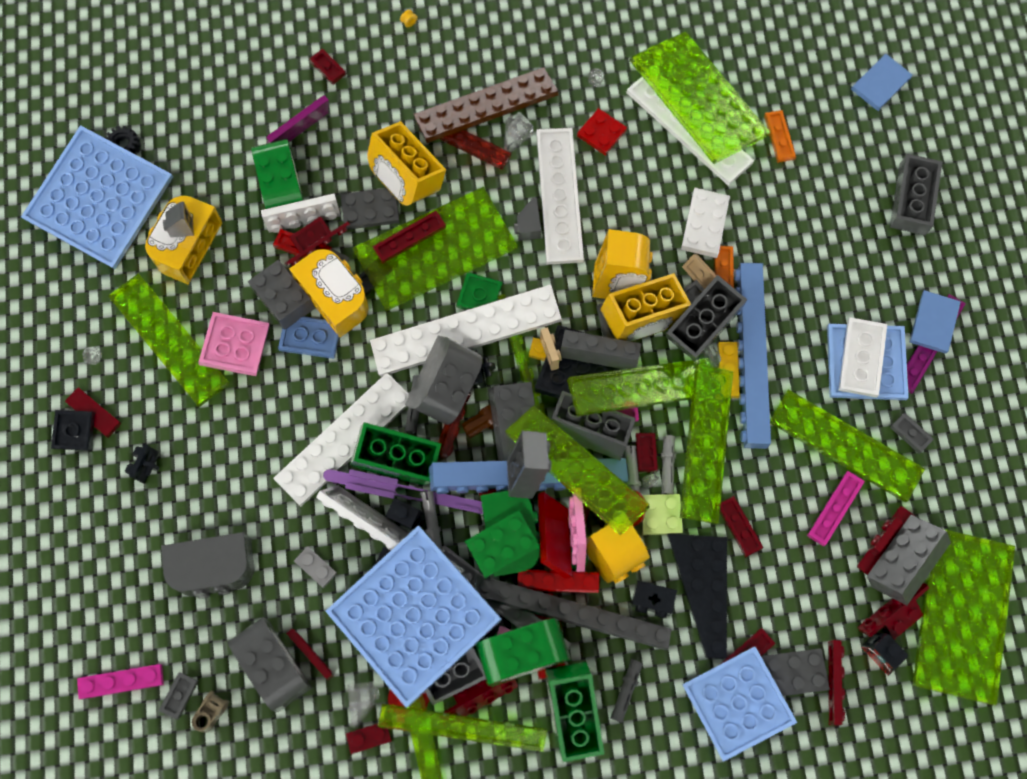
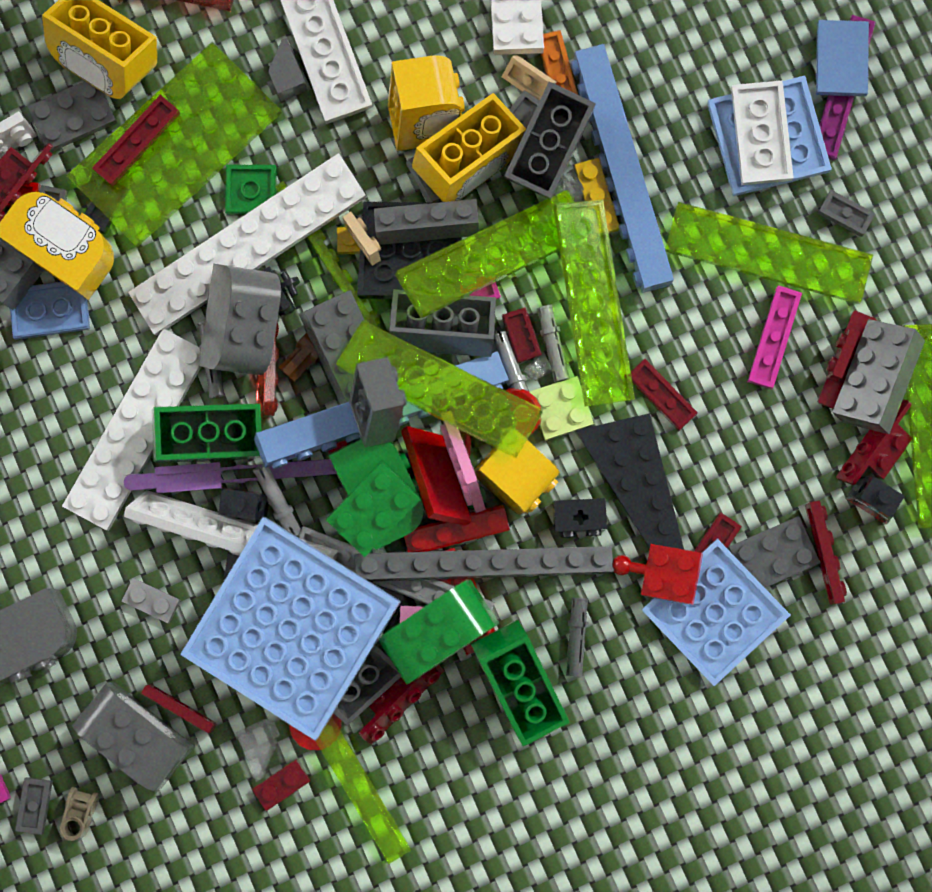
camera: 15 degrees left, 10 degrees up
(462, 727) = (390, 741): clear neon green plate -> none
(710, 661) = (668, 575): none -> red plate

